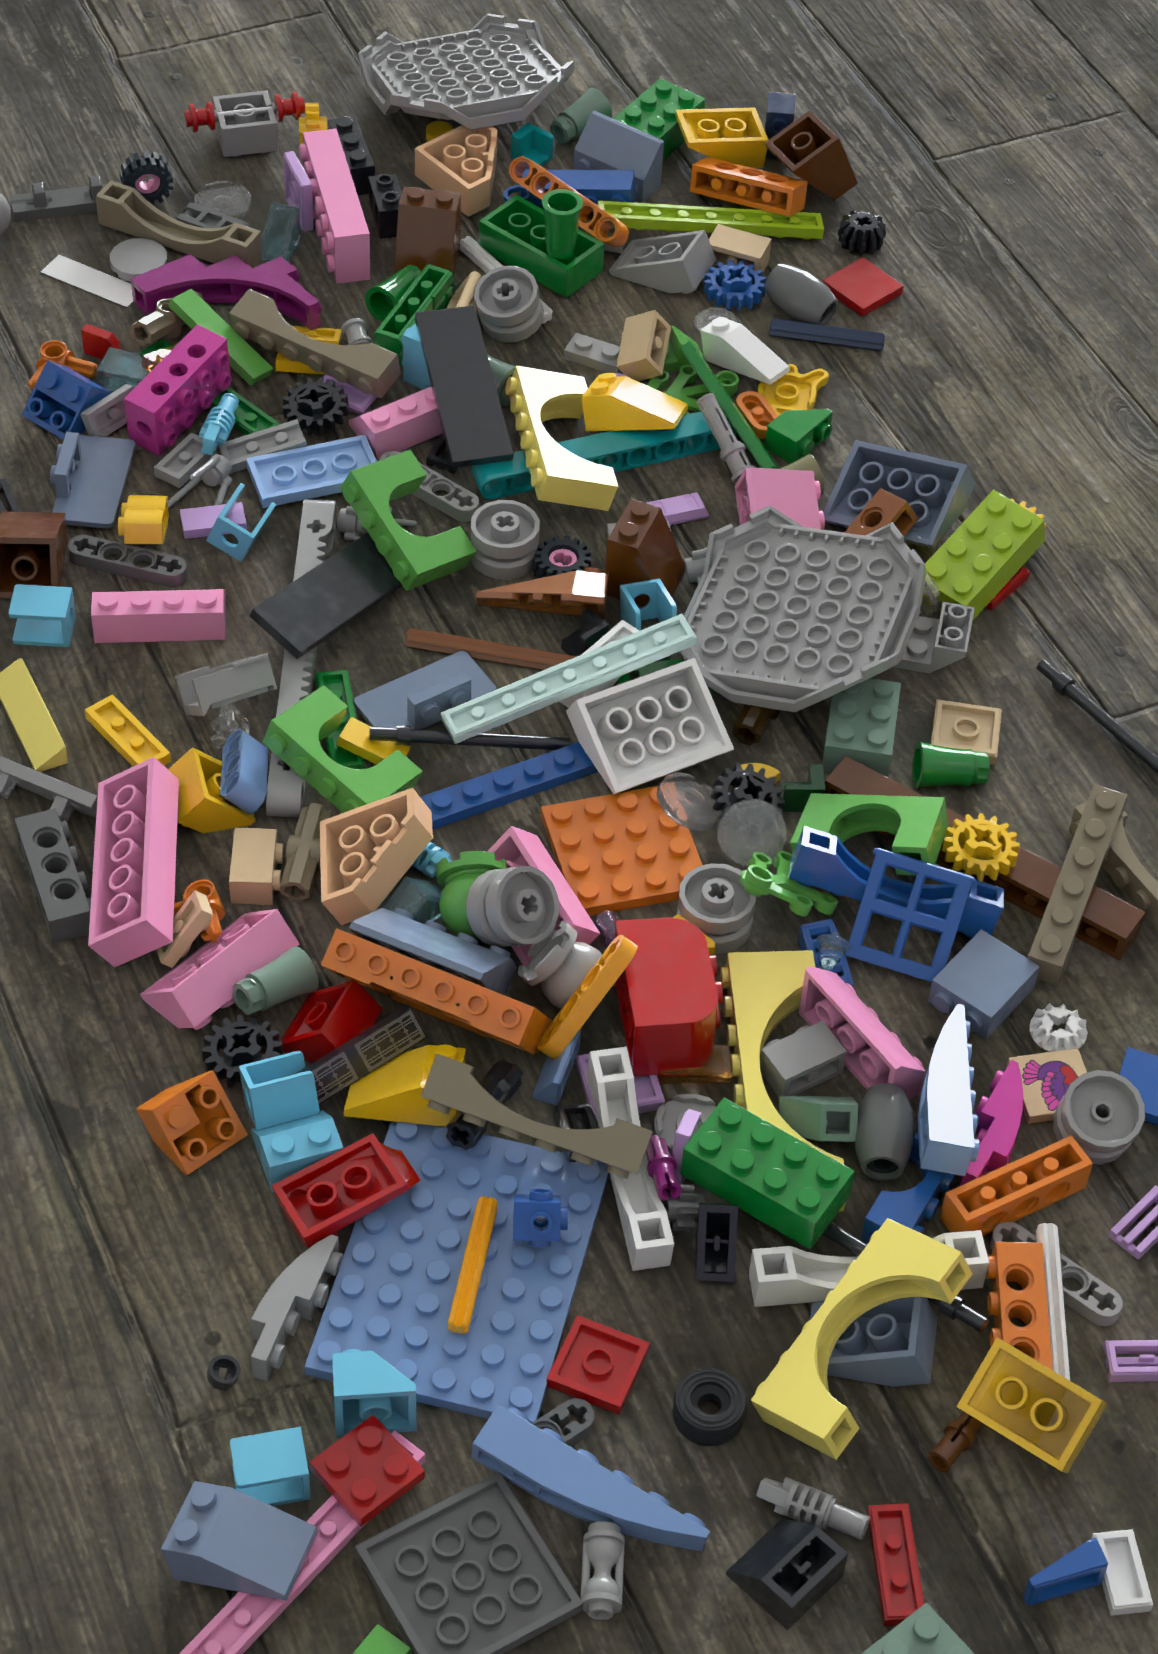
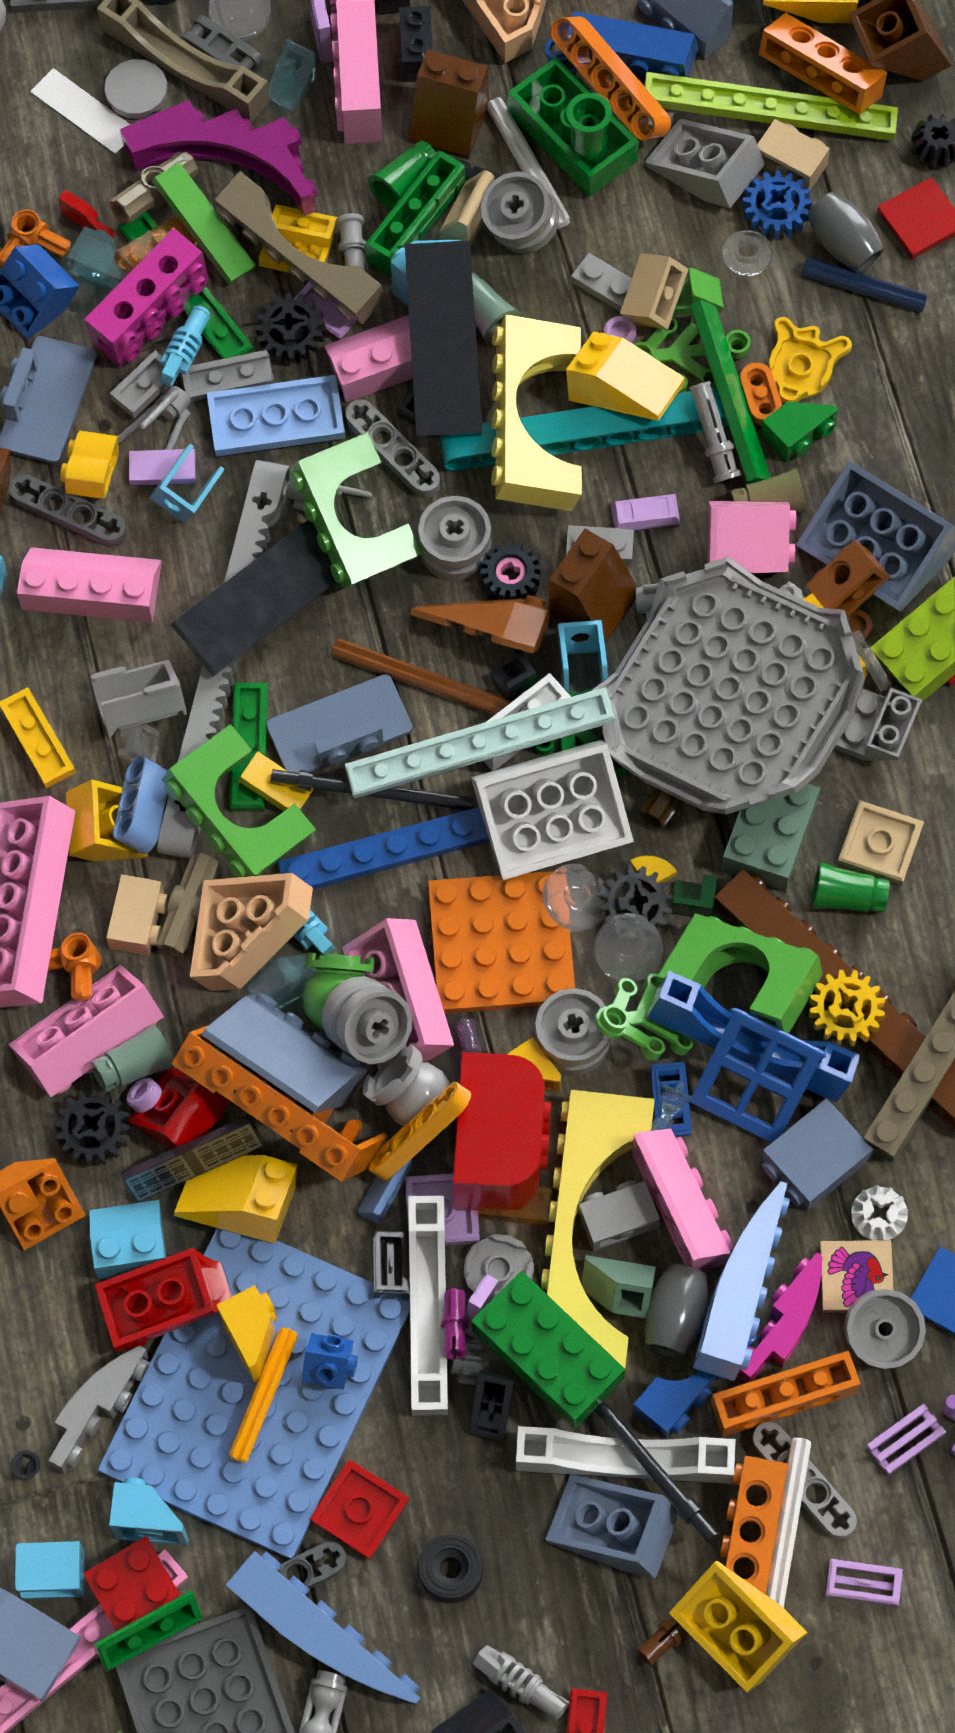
camera: 15 degrees right, 20 degrees up
(107, 413) = (70, 314): light grey plate -> none
(187, 924) = (60, 984): tan plate -> none
(276, 1094) = (107, 1189): medium azure piece -> none
(290, 1017) = (143, 1095): none -> lavender tile
(391, 1509) = (148, 1631): none -> green slope
(445, 1194) = (250, 1327): none -> yellow slope
(454, 1086) = (276, 1226): dark tan arch -> none
(500, 1083) = (291, 1241): black axle -> none
(740, 351) = (761, 309): white slope -> none
(890, 1267) = (532, 1568): light yellow arch -> none

